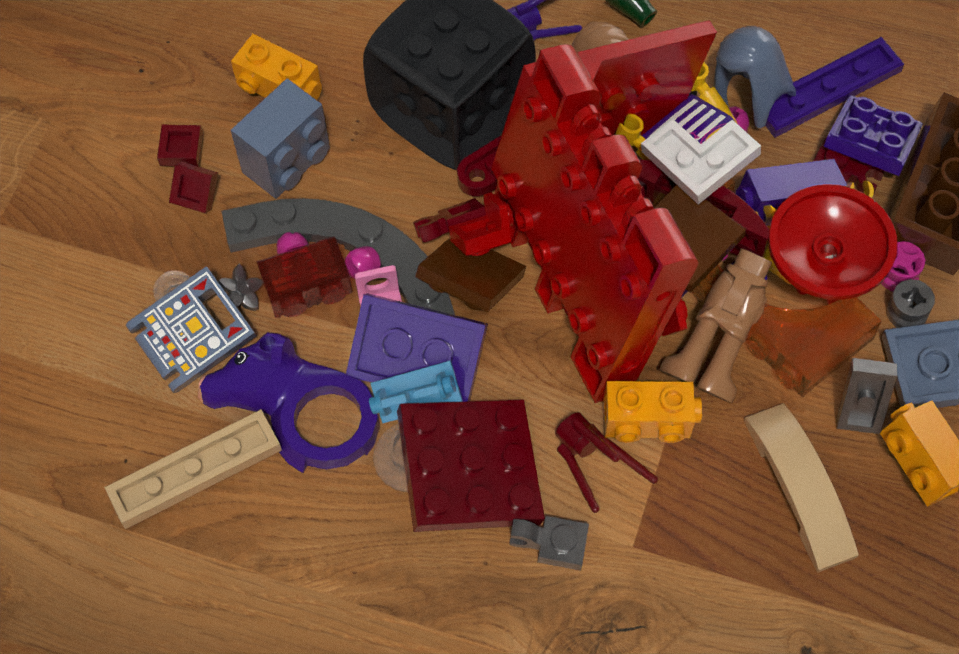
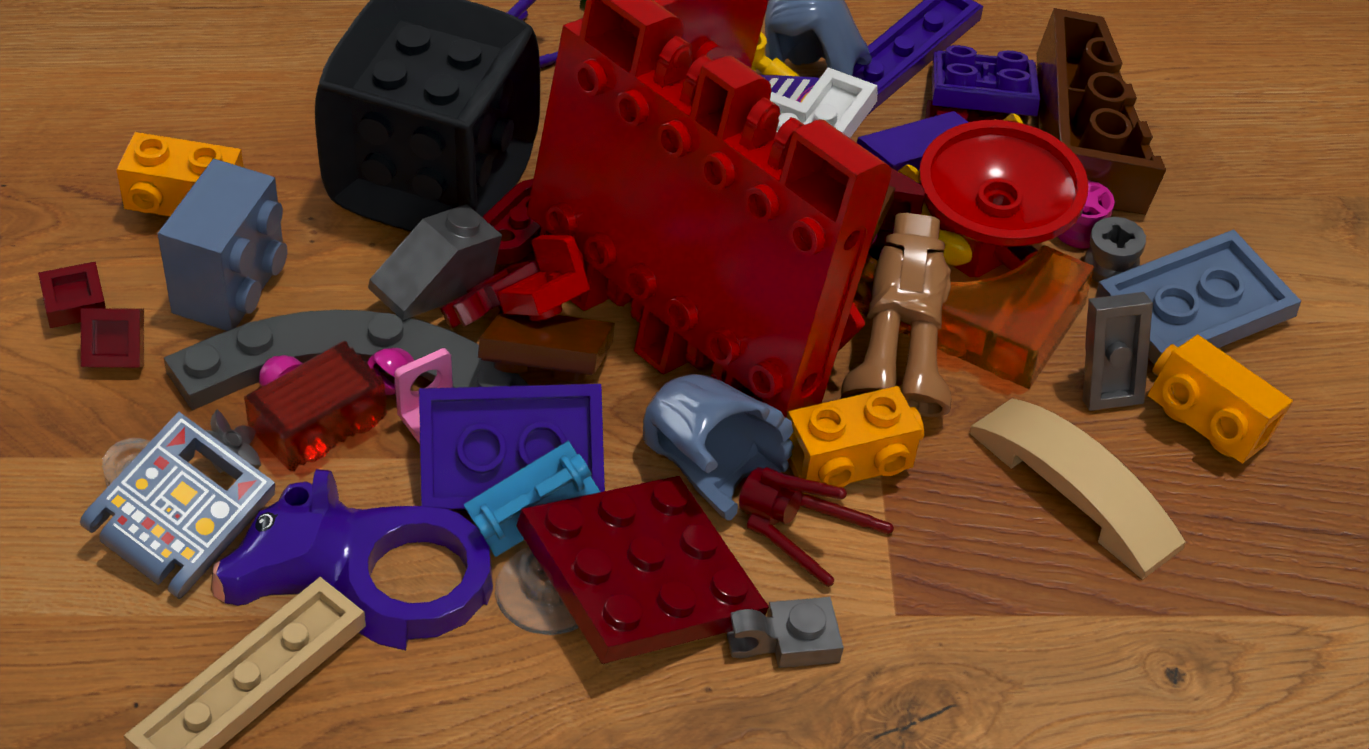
camera: 25 degrees left, 15 degrees down
(420, 188) = (437, 262): none -> flat silver slope
(554, 380) = (716, 436): none -> sand blue hair

